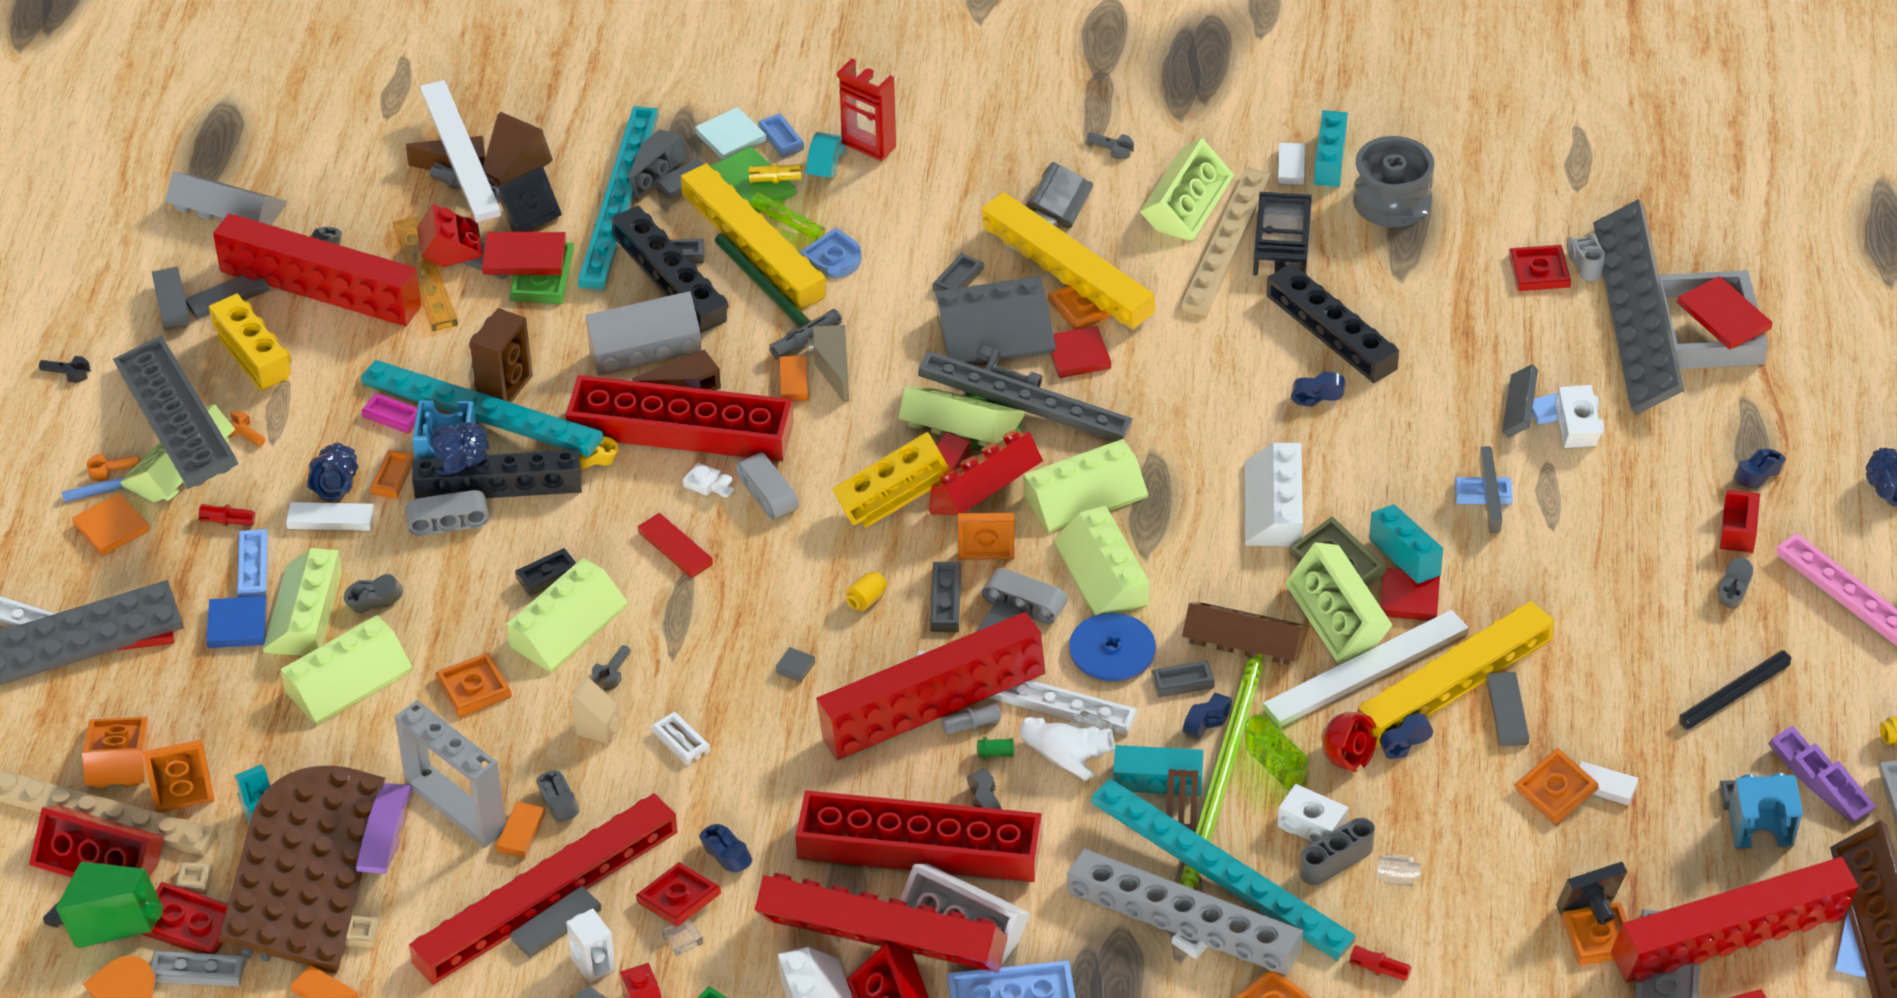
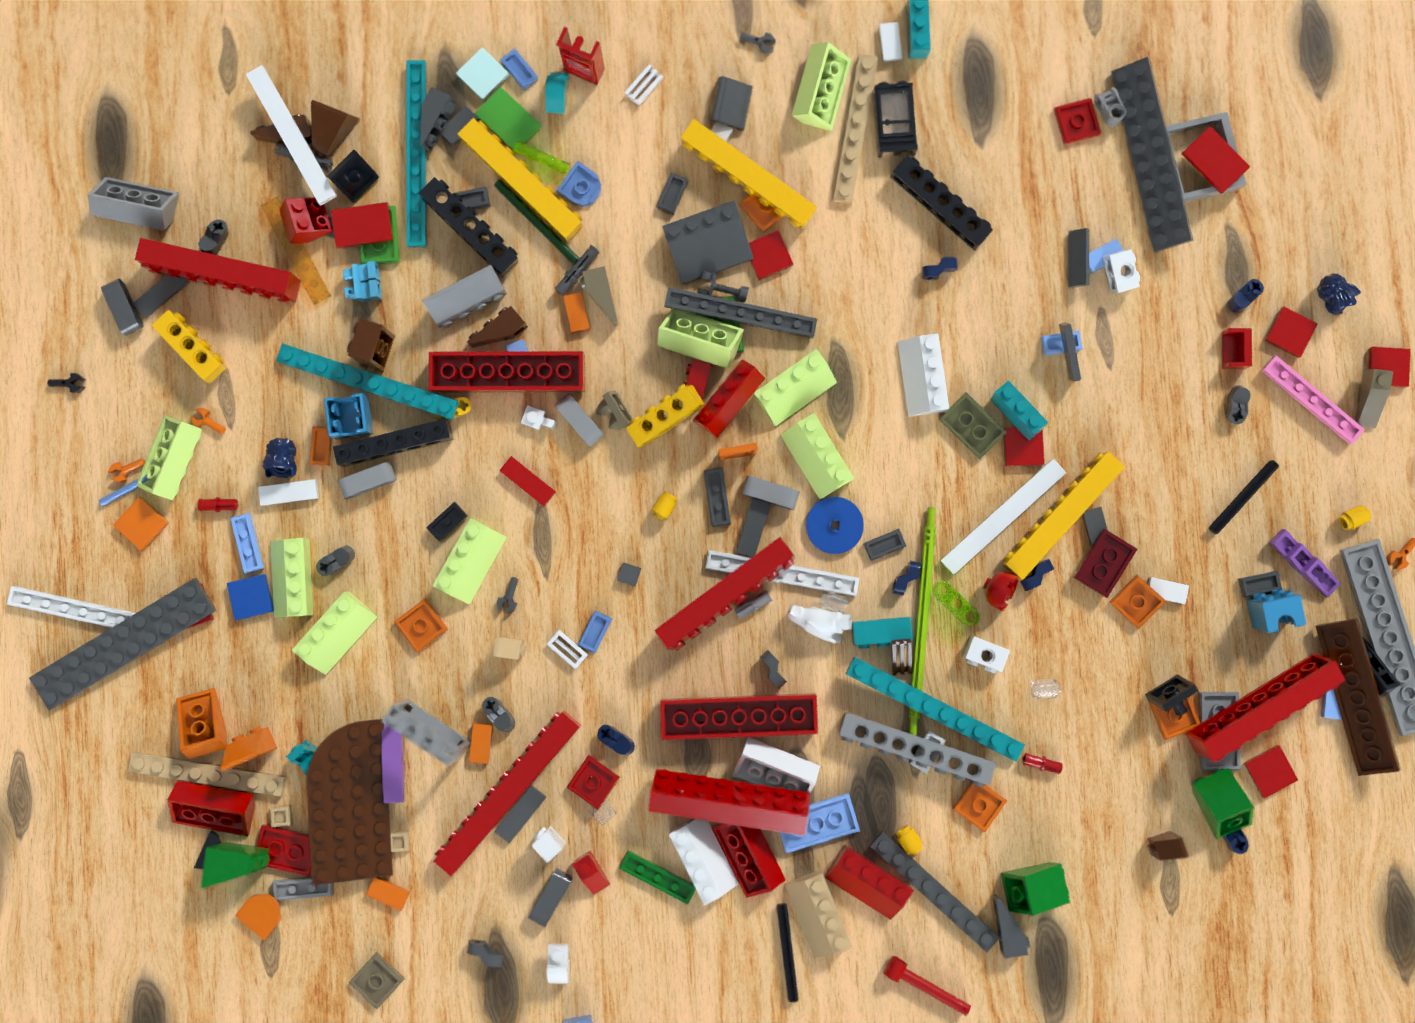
camera: 10 degrees left, 40 degrees up
(175, 412) = (156, 436): dark grey plate -> none
(390, 413) = (306, 389): dark pink tile -> none
(459, 446) = (363, 445): dark blue hair -> none
(514, 301) = (365, 280): none -> medium azure hips
(728, 723) = (595, 631): none -> medium blue tile
(775, 173) = (524, 117): yellow pin -> none
(815, 474) = (613, 404): none -> dark tan tile
(943, 165) = (654, 73): none -> white tile
(995, 748) = (772, 627): green pin -> none
(1244, 631) = (921, 500): reddish brown slope -> none
(1337, 602) = (980, 470): yellowish green slope -> none
(1337, 851) = (1014, 678): dark grey beam -> none
(1393, 181) = (969, 59): dark grey piece -> none
(1511, 733) = (1105, 563): none -> dark red tile
(1824, 517) = (1291, 332): none -> red tile

